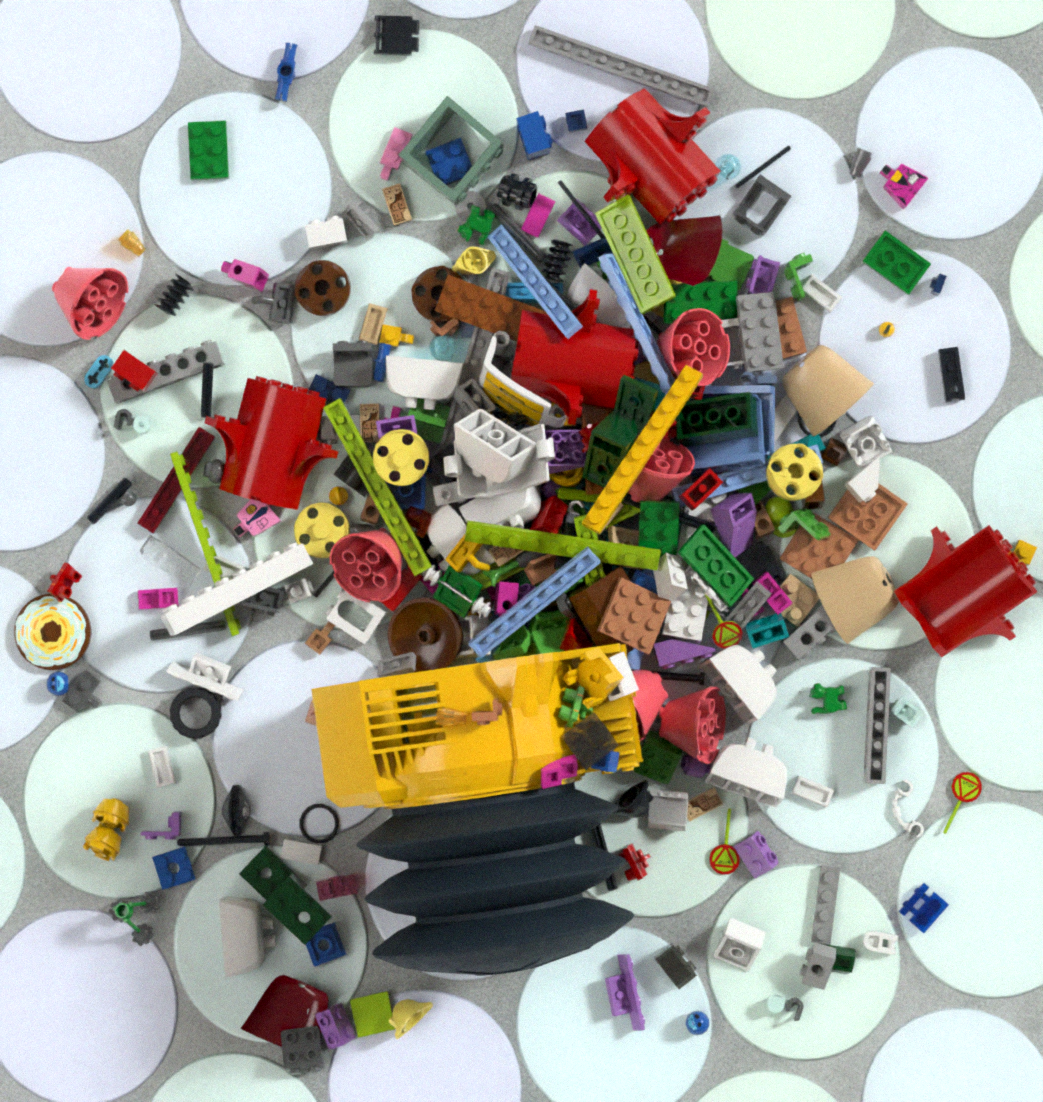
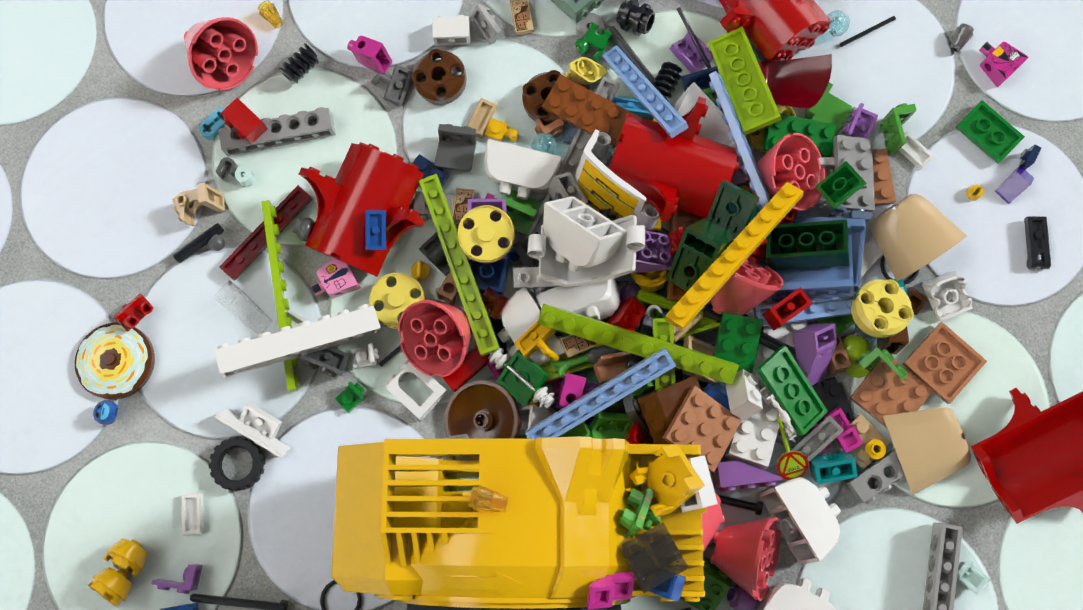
camera: 10 degrees right, 10 degrees down
(82, 692) = (129, 426): dark grey plate -> none
(111, 453) = (200, 196): none -> tan tile
(157, 598) = (213, 340): dark pink slope -> none
(196, 629) = (248, 379): dark grey axle -> none
(207, 385) = (312, 148): black axle -> none
(236, 810) = (258, 572): black hat -> none
(291, 468) = (375, 229): none -> blue plate
(293, 632) = (351, 396): none -> green bracket
(319, 639) = (375, 407): medium nougat plate -> none
(380, 367) = (479, 162): blue axle -> none
(485, 717) = (530, 506): nougat bracket -> none
(538, 215) = (652, 42): dark pink slope -> none
(742, 355) = (840, 185): none -> green slope
(782, 199) = (874, 49): dark grey panel -> none
(800, 602) = (871, 453): none -> yellow plate
(830, 698) = (891, 549): green animal -> none
(865, 482) = (951, 331): white slope -> none
(926, 314) = (1014, 184): none -> slope

